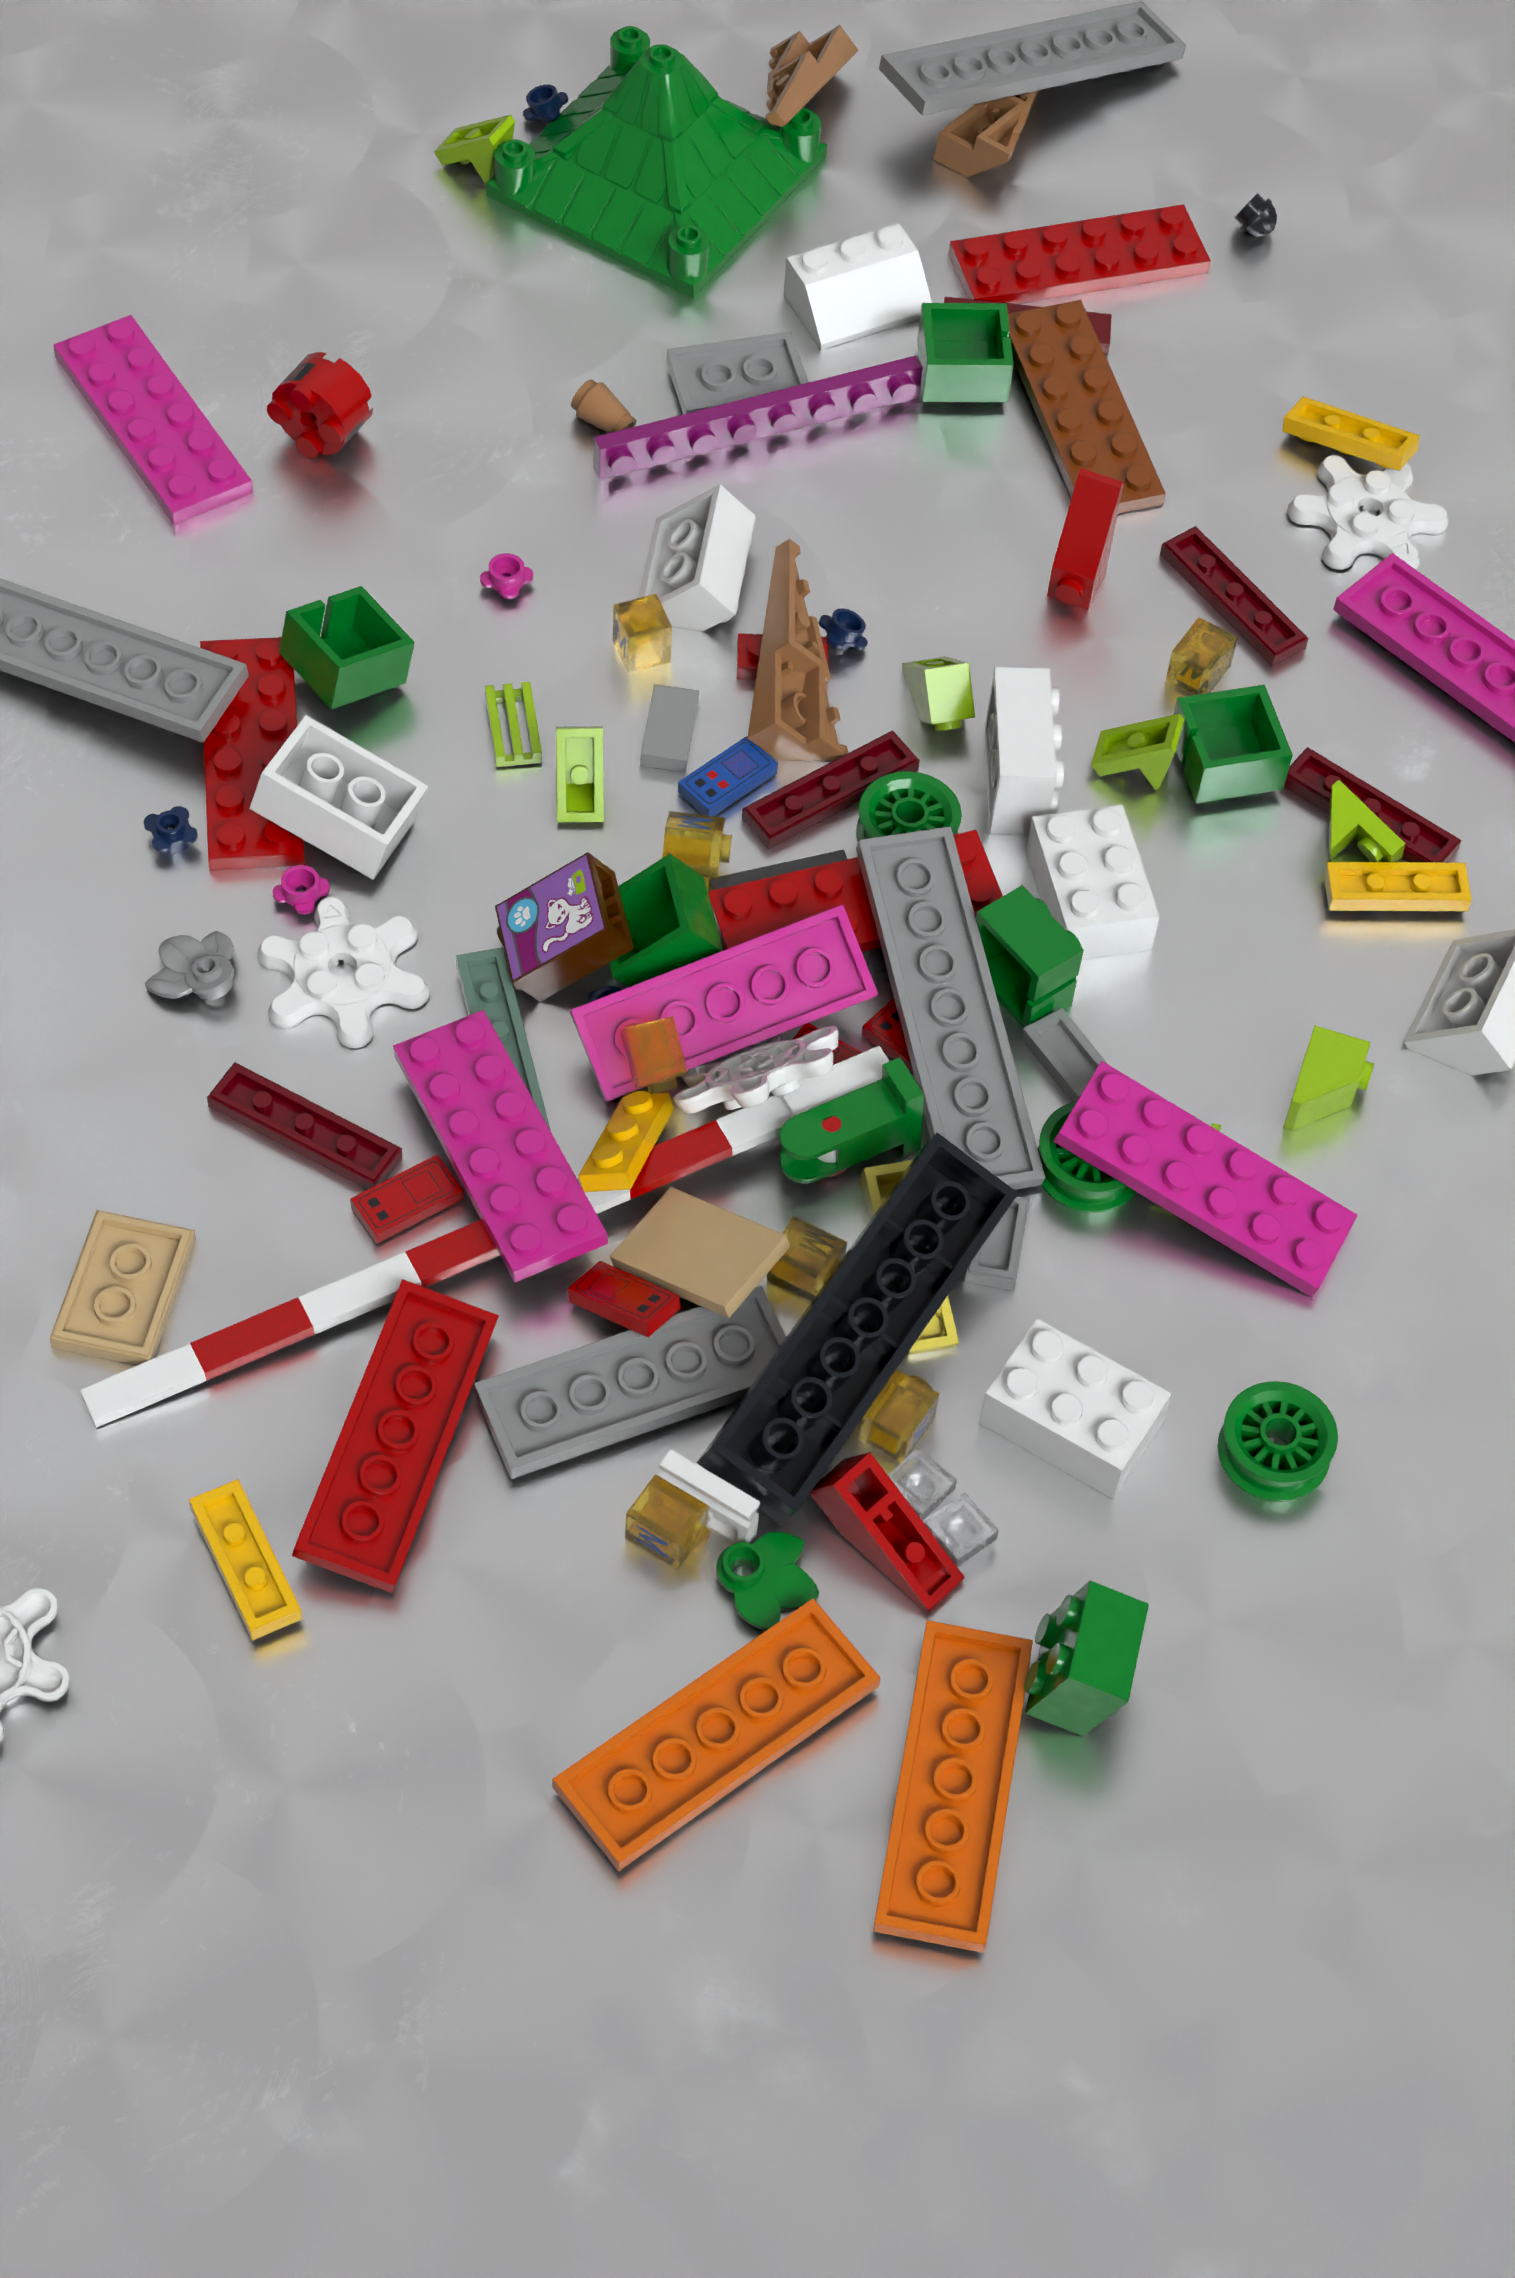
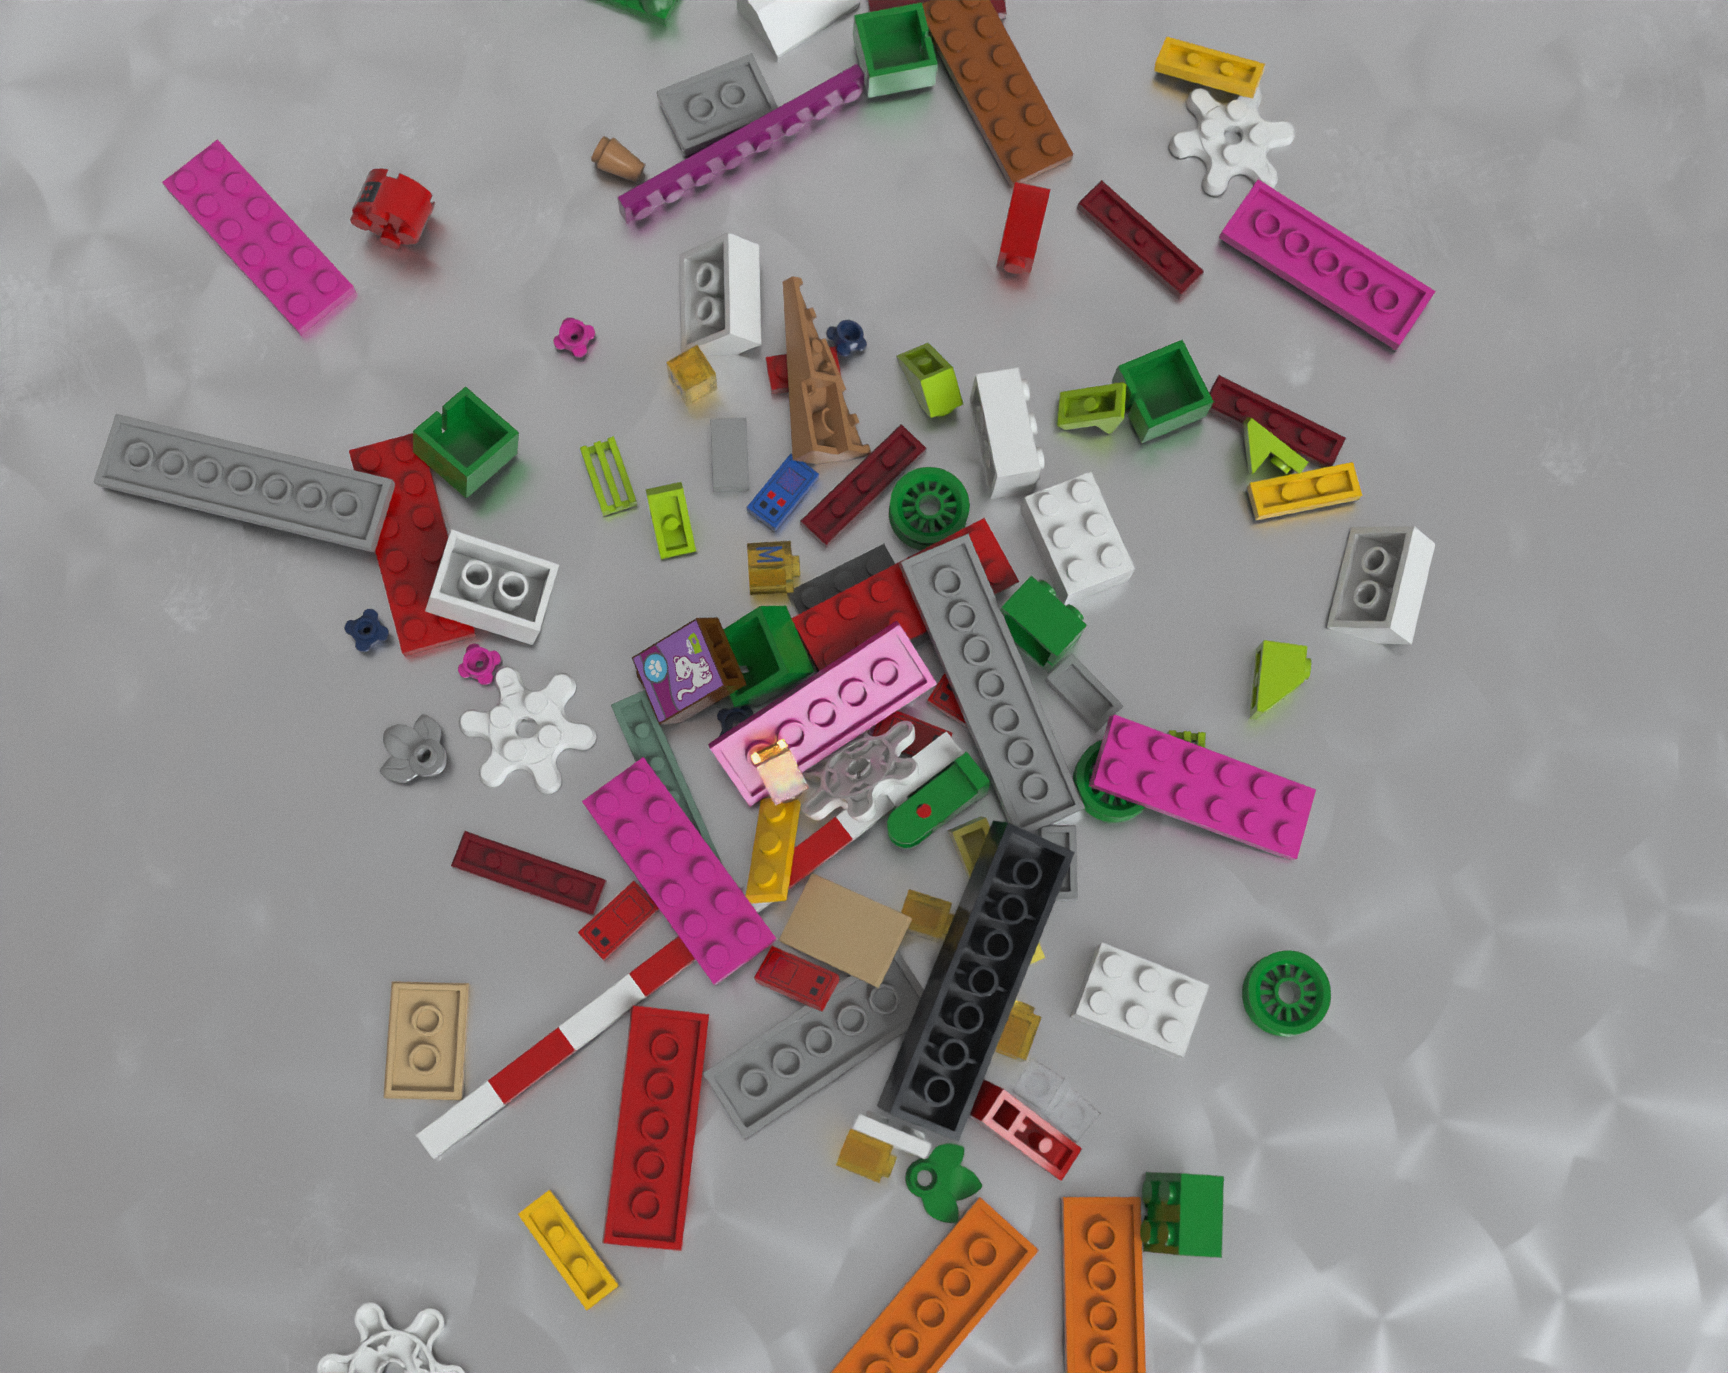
camera: 15 degrees left, 20 degrees up
(1201, 657) = (1126, 308): clear yellow brick -> none

